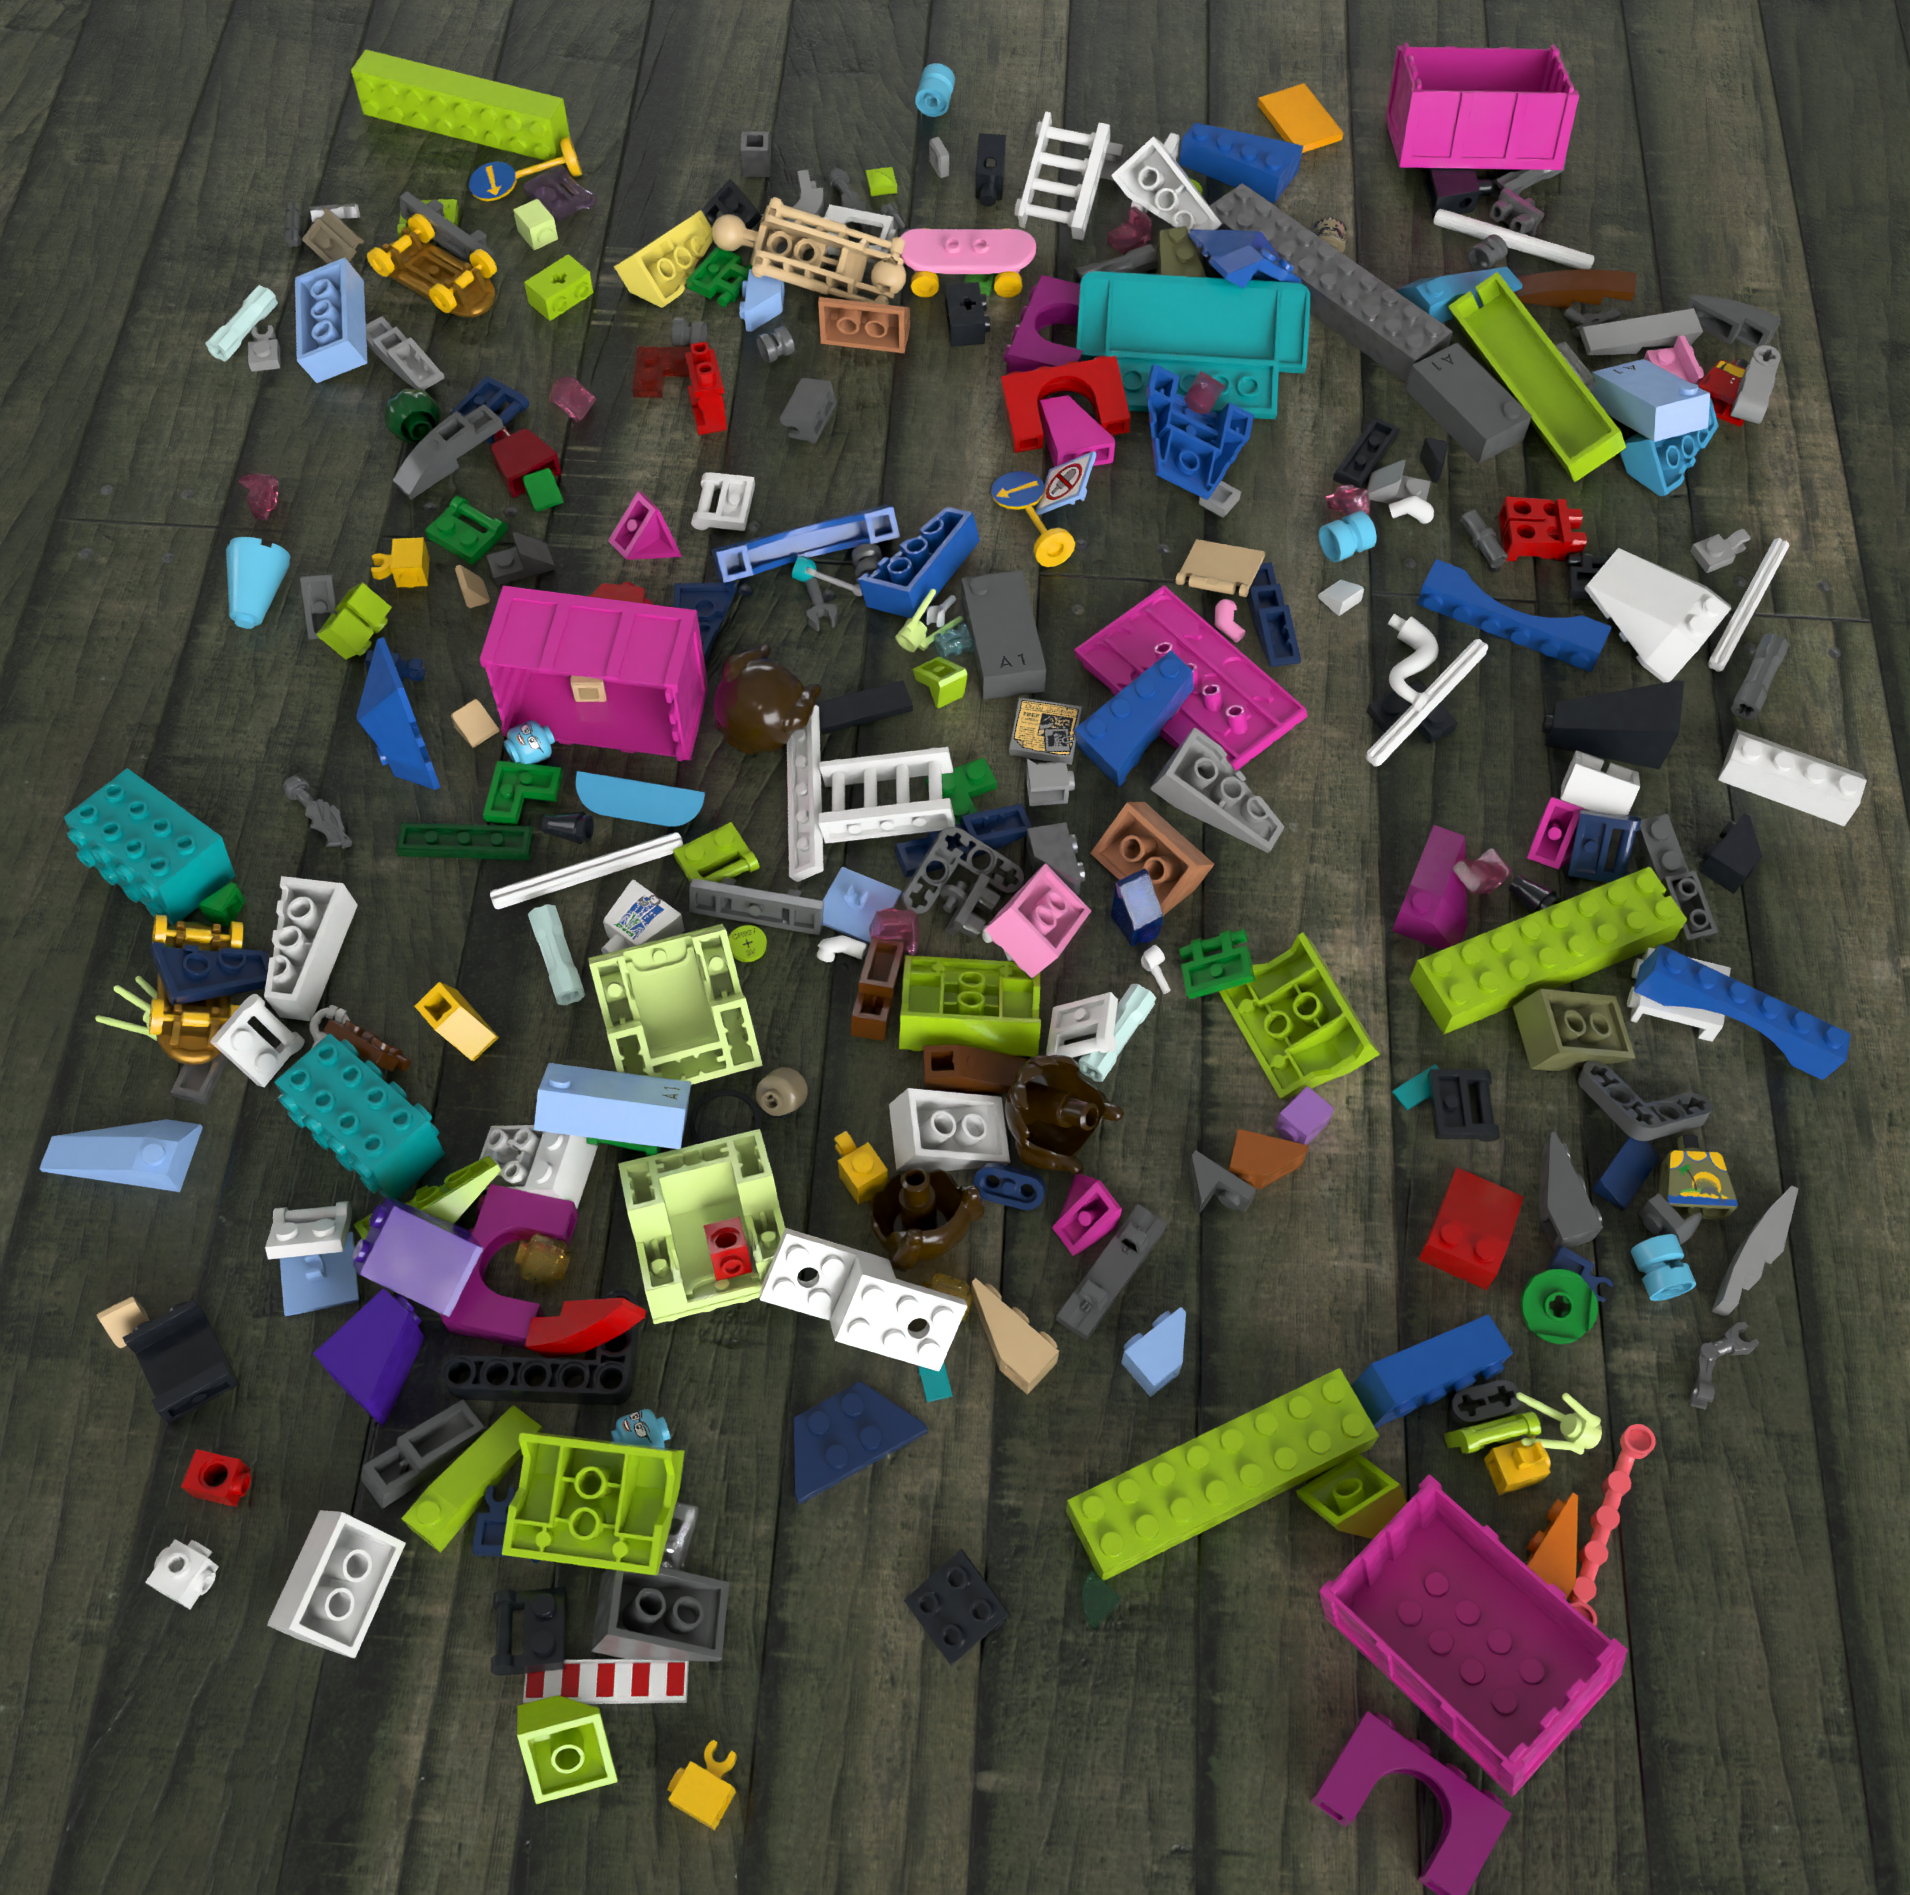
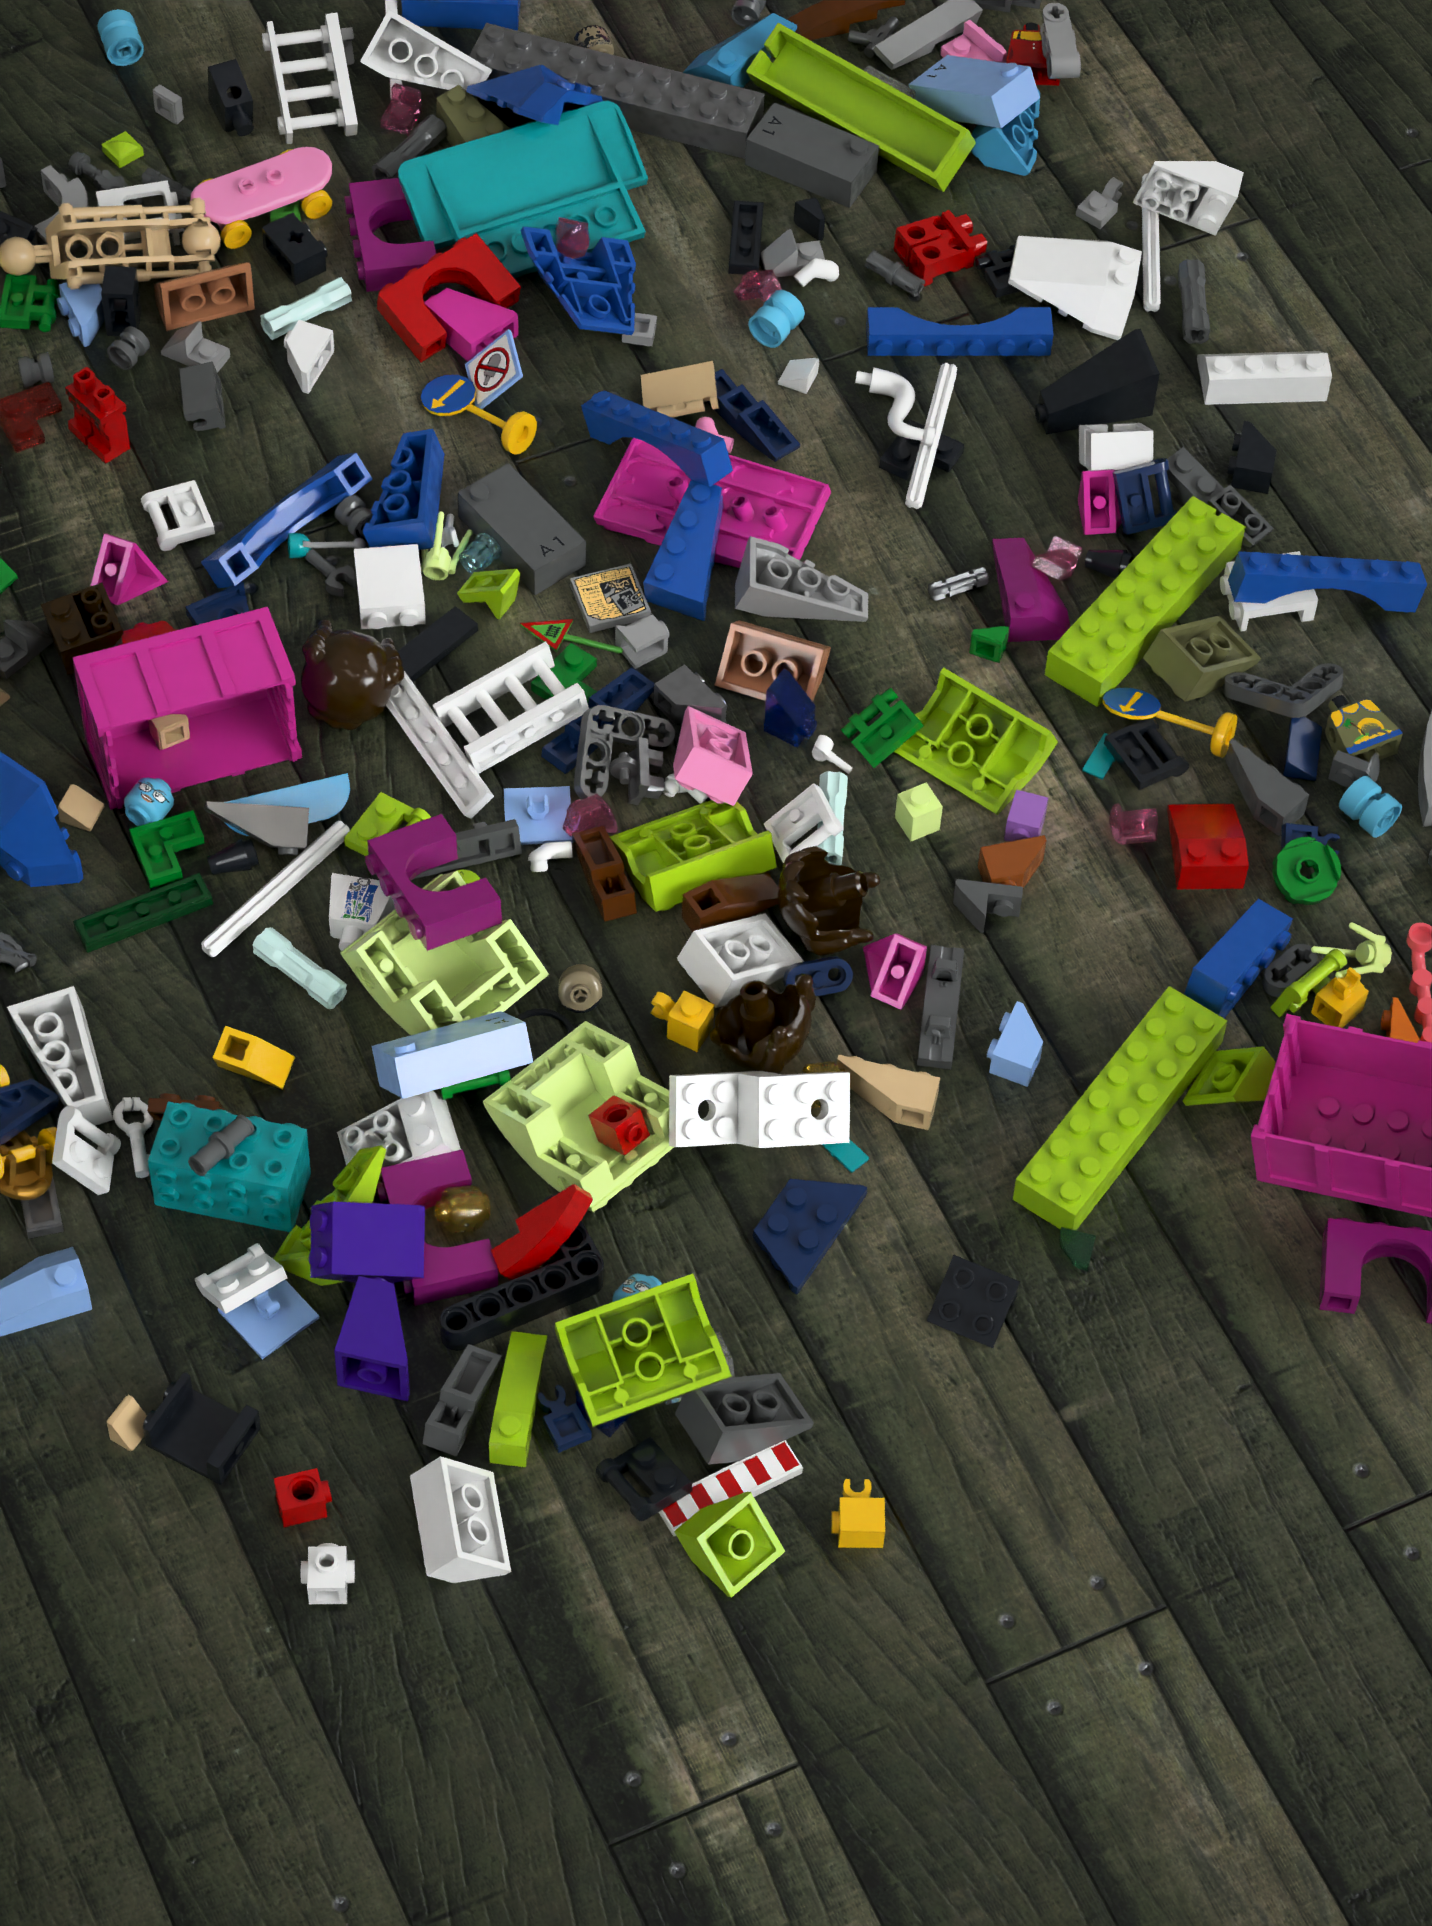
camera: 30 degrees left, 5 degrees down
(334, 1100) = (221, 1145): none -> dark grey pin
(574, 562) = (82, 623): none -> dark brown slope
(607, 809) = (269, 824): none -> slope
(688, 968) = (431, 915): none -> magenta arch
(790, 300) = (120, 299): none -> black brick
(829, 366) = (192, 349): none -> light grey slope
(856, 638) = (389, 586): none -> white brick
(921, 406) = (308, 352): none -> white slope
(964, 366) = (325, 298): none -> light aqua axle
(977, 740) = (556, 631): none -> piece
(1179, 619) = (695, 451): none -> blue arch
(1203, 1063) = (918, 812): none -> yellowish green brick
(1371, 925) = (989, 642): none -> green slope
(1375, 854) = (958, 583): none -> axle
(1408, 1174) = (1134, 825): none -> clear pink plate
(1485, 1053) = (1141, 705): none -> yellow piece
(1811, 570) = (1191, 192): none -> white slope

